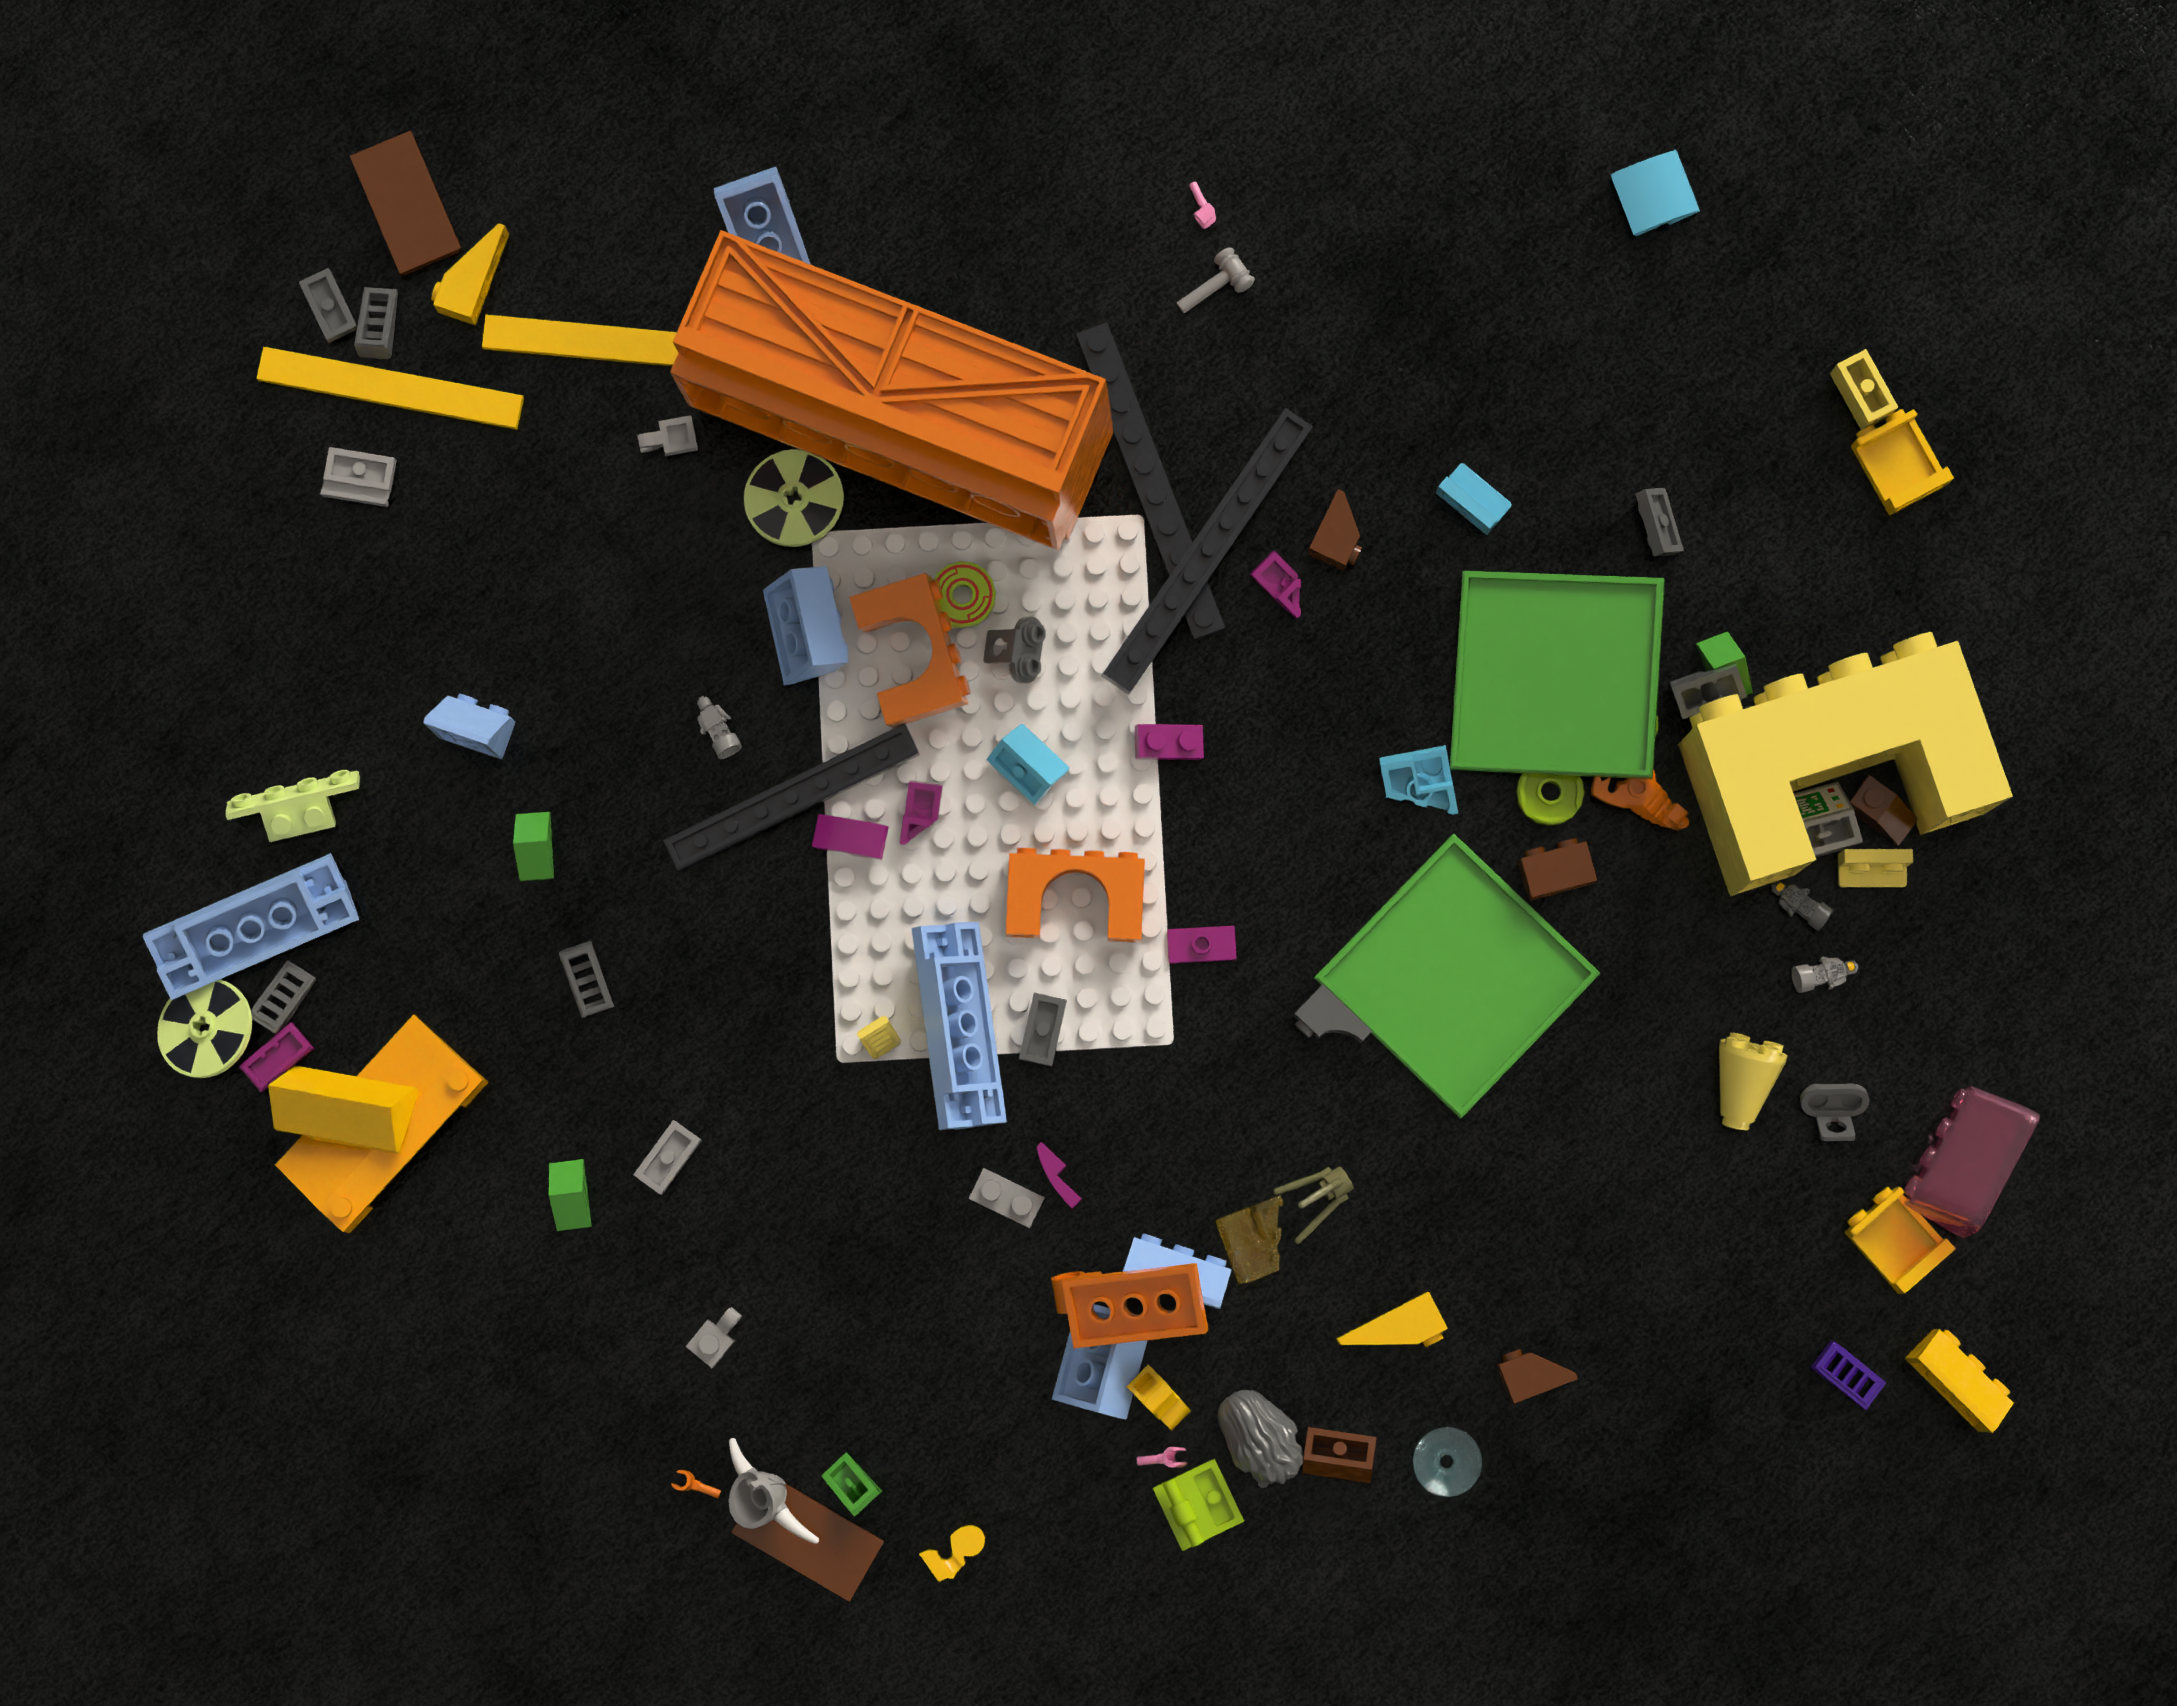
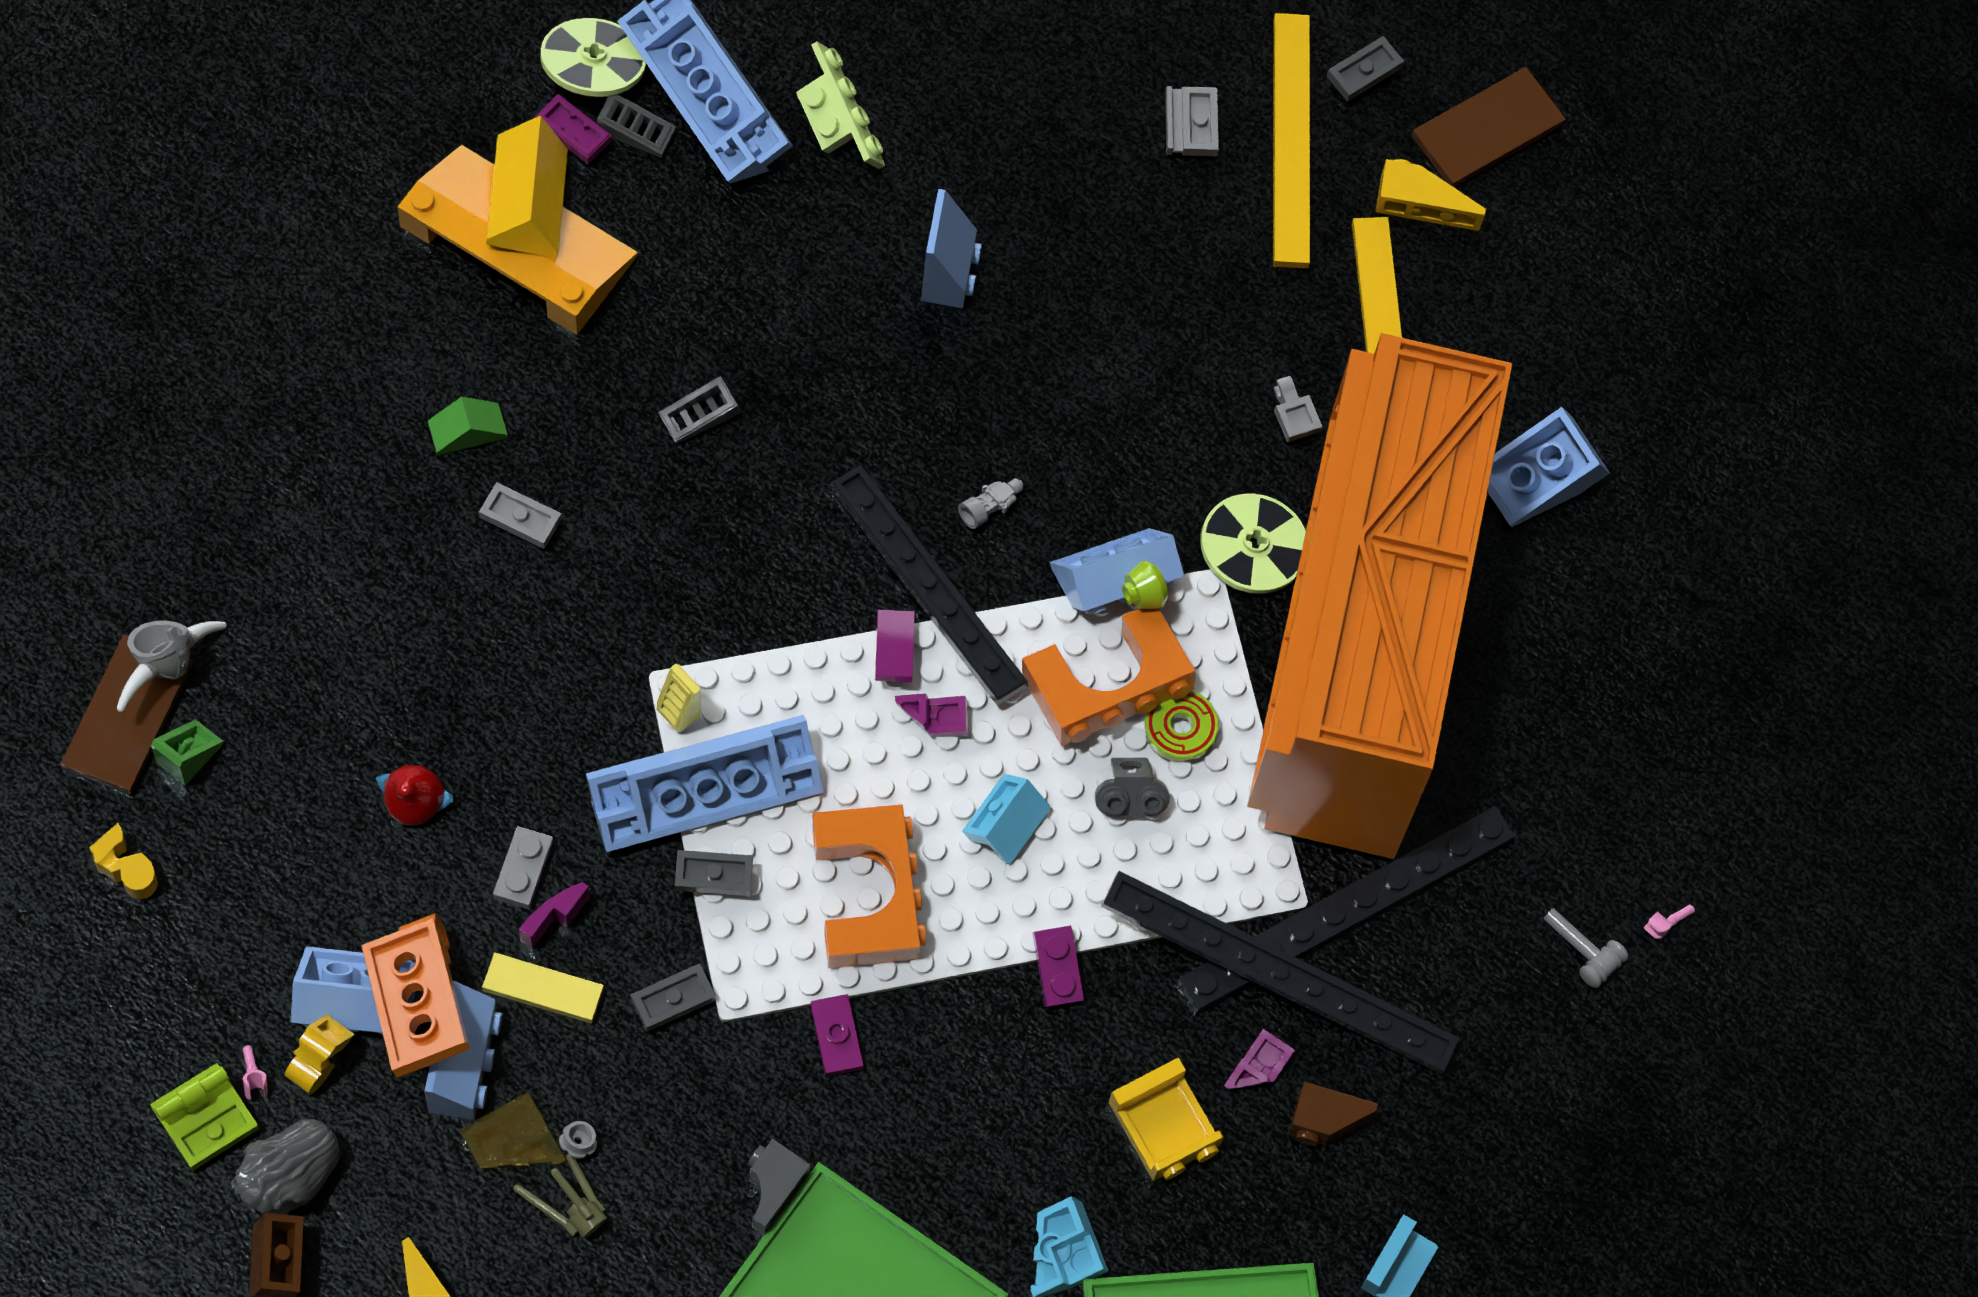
camera: 70 degrees right, 15 degrees down
(370, 343) = (1335, 120): dark grey slope -> none
(533, 846) = (832, 340): bright green slope -> none
(695, 1485) = (172, 589): orange hand -> none
(712, 1340) = (331, 588): light grey plate -> none
(838, 602) = (1145, 586): none -> lime cone
(924, 1287) = (413, 794): none -> red hat
(1121, 1194) = (543, 988): none -> light yellow tile
(1148, 1081) = (673, 997): none -> dark grey plate
(1265, 1173) = (583, 1132): none -> light grey plate
(1322, 673) = (1165, 1121): none -> yellow panel

